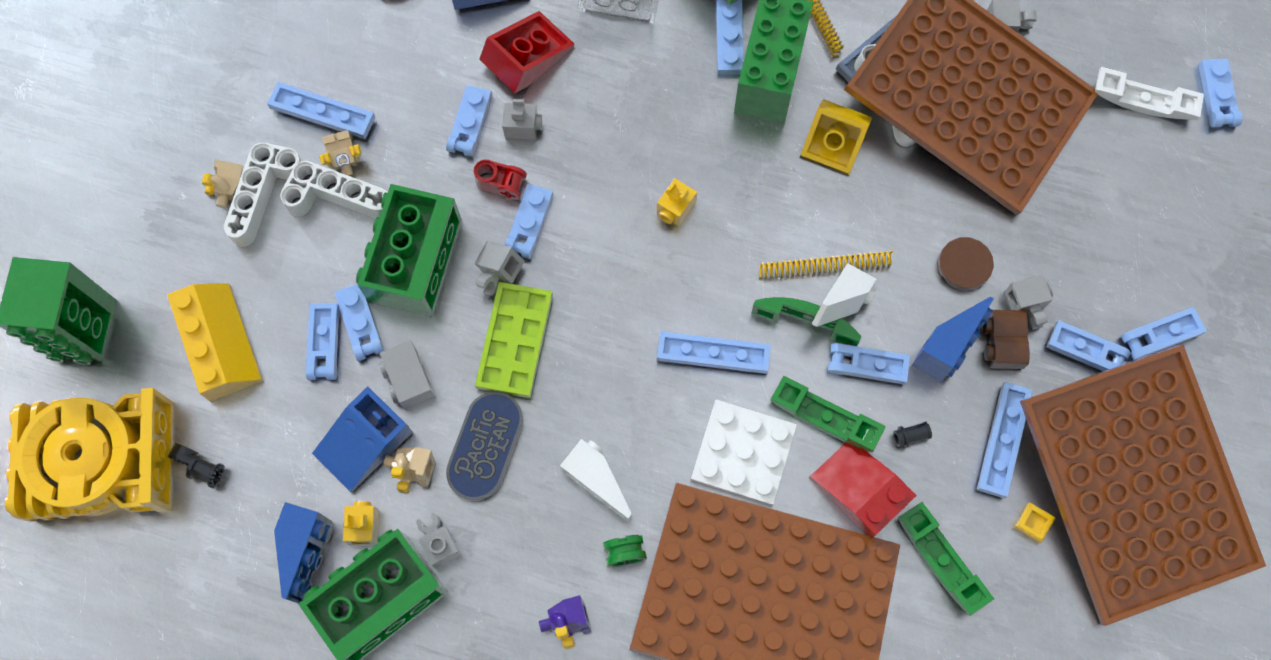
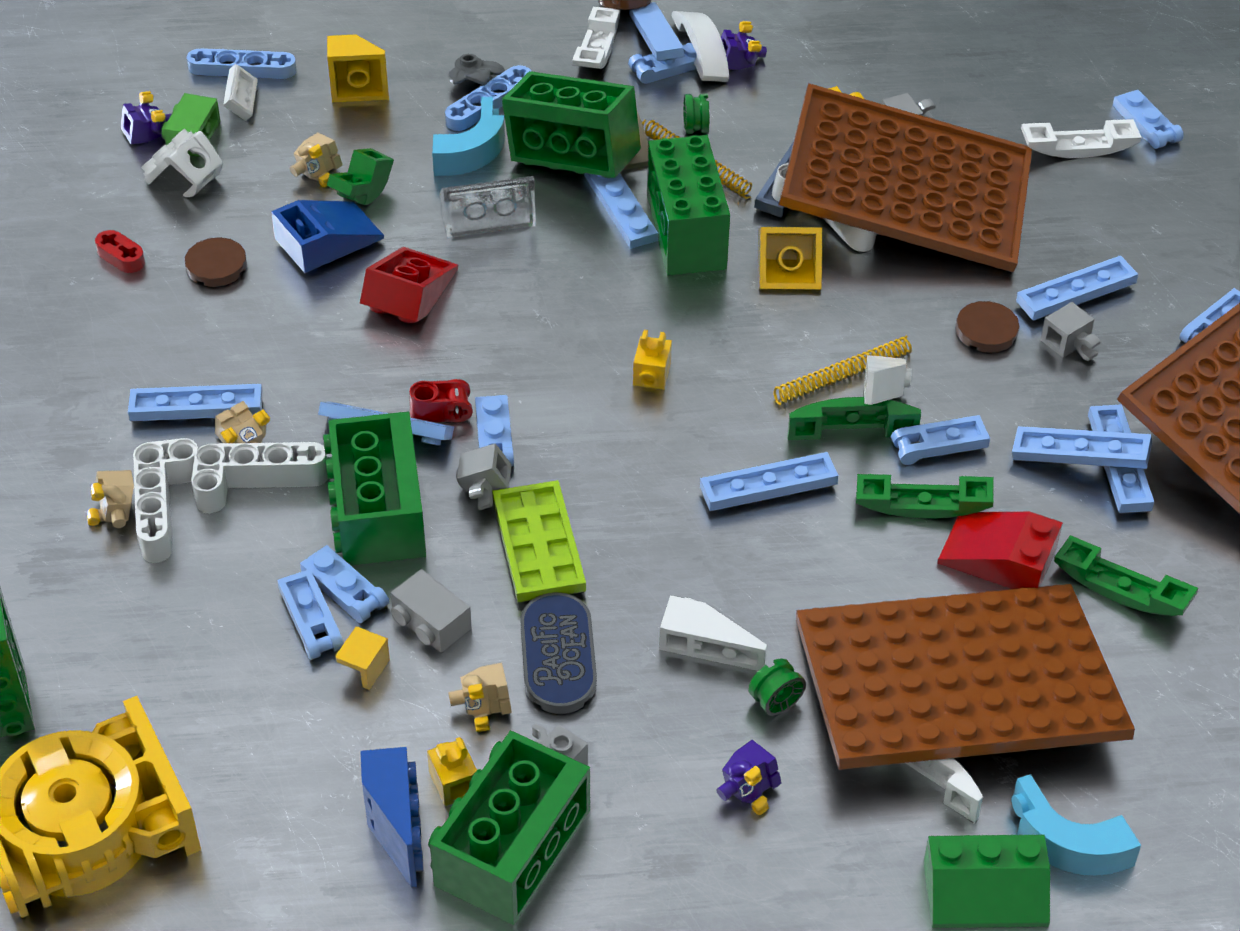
camera: 25 degrees left, 25 degrees down
(197, 466) = (212, 783): black connector -> none
(214, 339) = (173, 655): yellow slope -> none
(337, 396) = (365, 653): none -> yellow panel
(361, 439) = (410, 685): blue slope -> none
(450, 182) = (430, 431): none -> light blue plate
(469, 120) = (376, 363): light blue plate -> none
(521, 120) = (437, 341): light grey brick -> none
(743, 452) = (853, 561): white plate -> none
(912, 434) = (1017, 488): black pin -> none
(950, 341) = (1014, 385): blue slope -> none
(975, 423) = (1082, 447): none -> light blue plate
(1007, 339) = (1069, 372): reddish brown brick -> none
(1034, 522) = (1195, 521): yellow tile -> none
(1060, 253) = (1077, 287): none -> light blue plate
(1086, 347) = (1140, 354): light blue plate -> none

